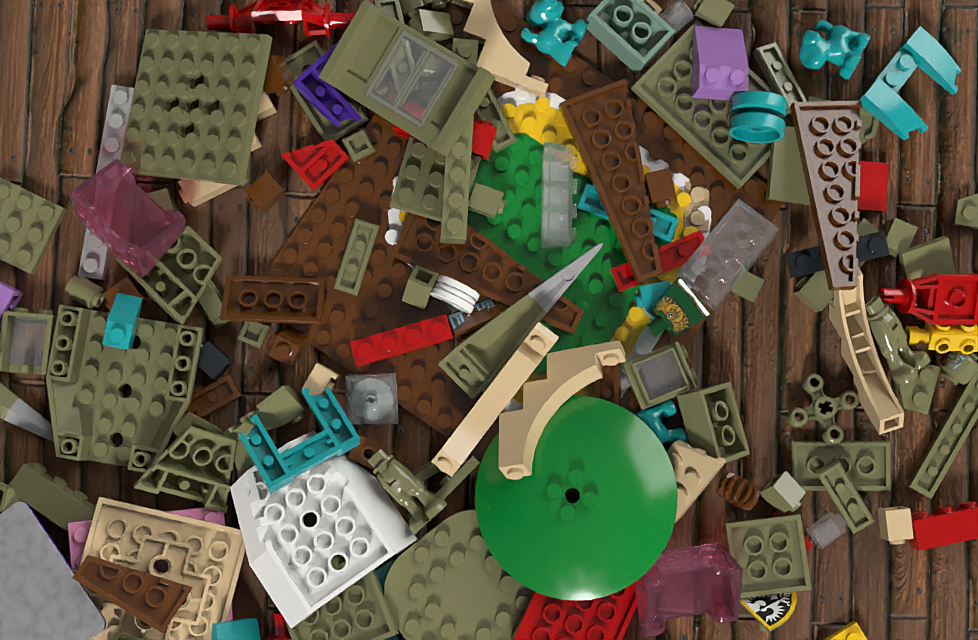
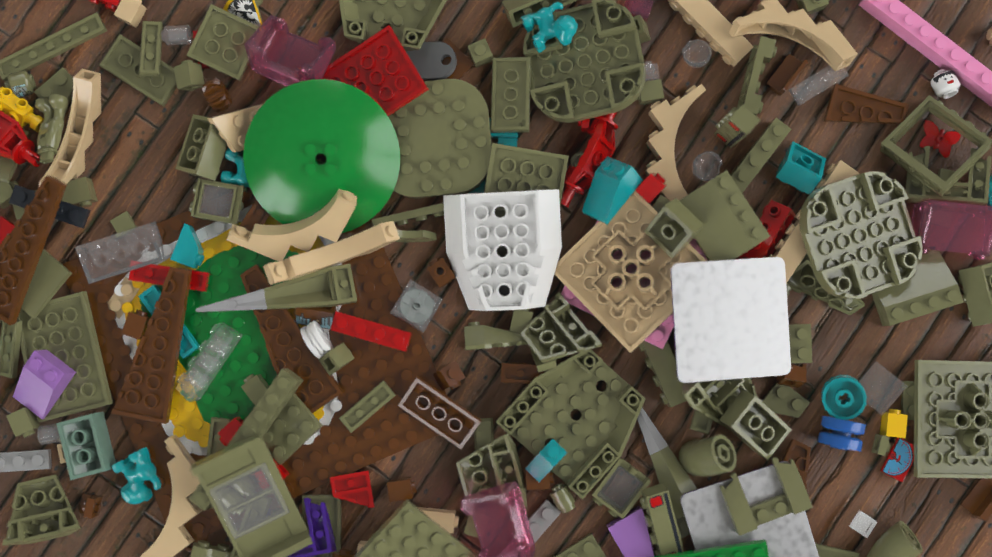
camera: 145 degrees left, 0 degrees up
(137, 592) = (640, 275): reddish brown wing -> none
(213, 360) = (504, 396): black brick -> none
(254, 333) = (468, 399): olive tile -> none
(280, 469) = (501, 296): teal wedge -> none
(319, 379) = (444, 338): tan brick -> none
(358, 145) = (318, 481): olive tile -> none
(403, 487) = (428, 235): olive piece -> none
(432, 24) = (215, 532): olive slope -> none
(677, 309) = (176, 236): torso -> none
(758, 117) = (39, 329): teal wheel -> none
(832, 405) = (121, 111): olive gear -> none

